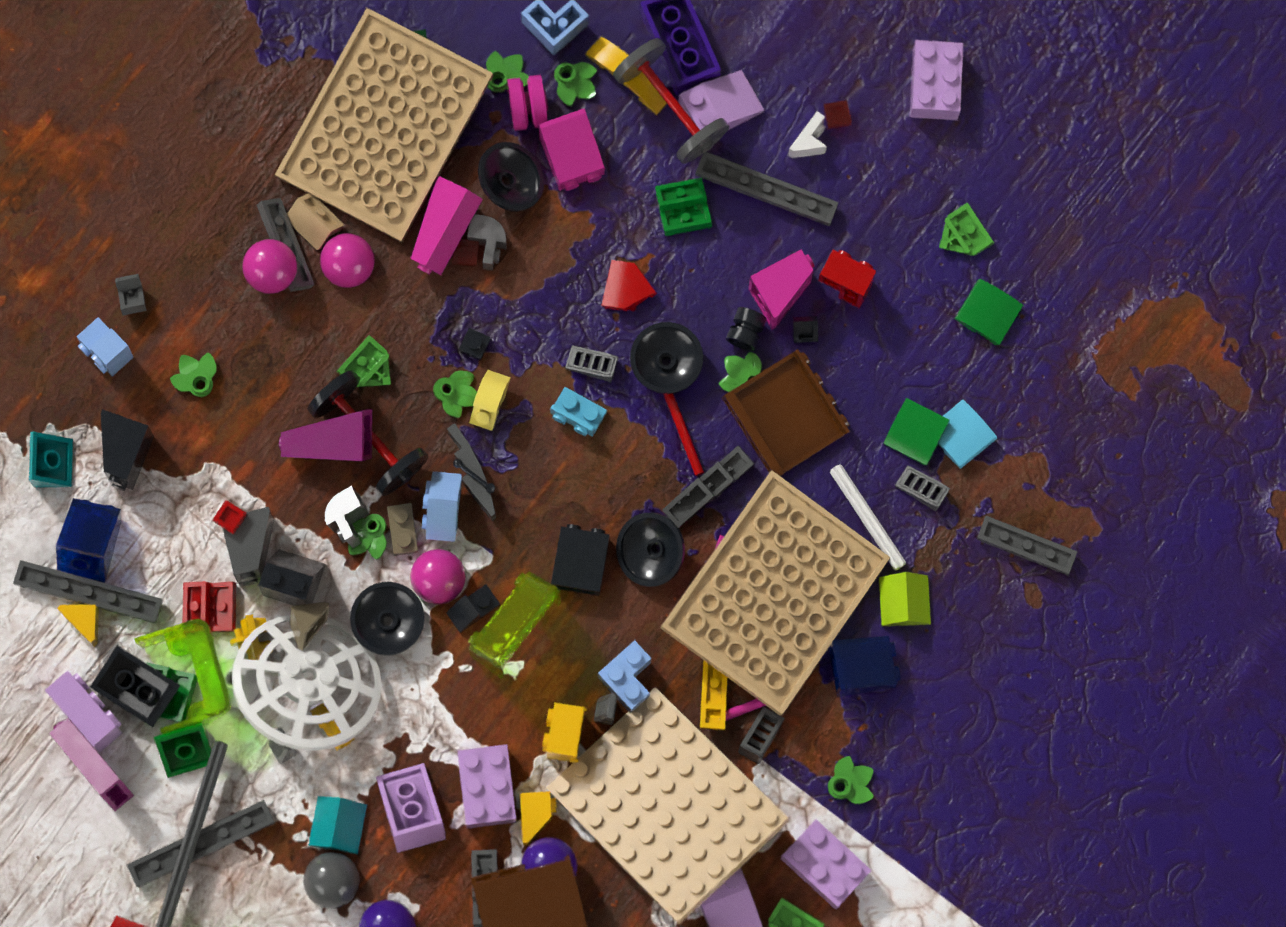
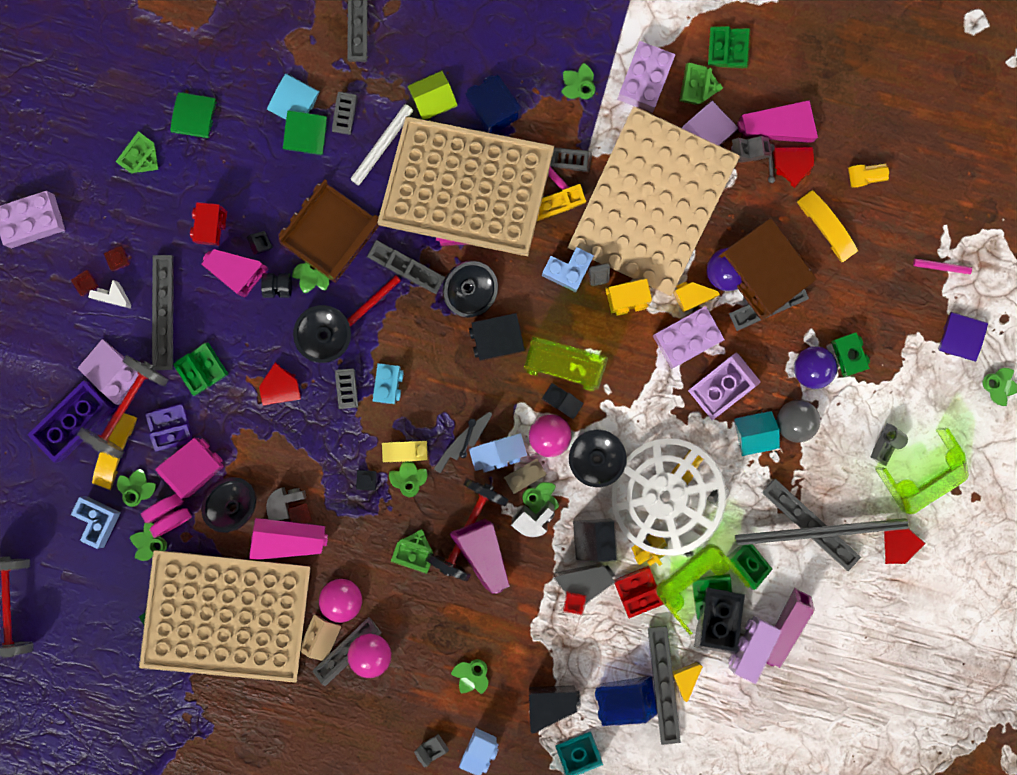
camera: 105 degrees left, 10 degrees up
(307, 621) = (625, 515): dark tan slope -> none
(630, 146) = (169, 427): none -> dark purple slope
(852, 161) = (116, 259): none -> clear red plate

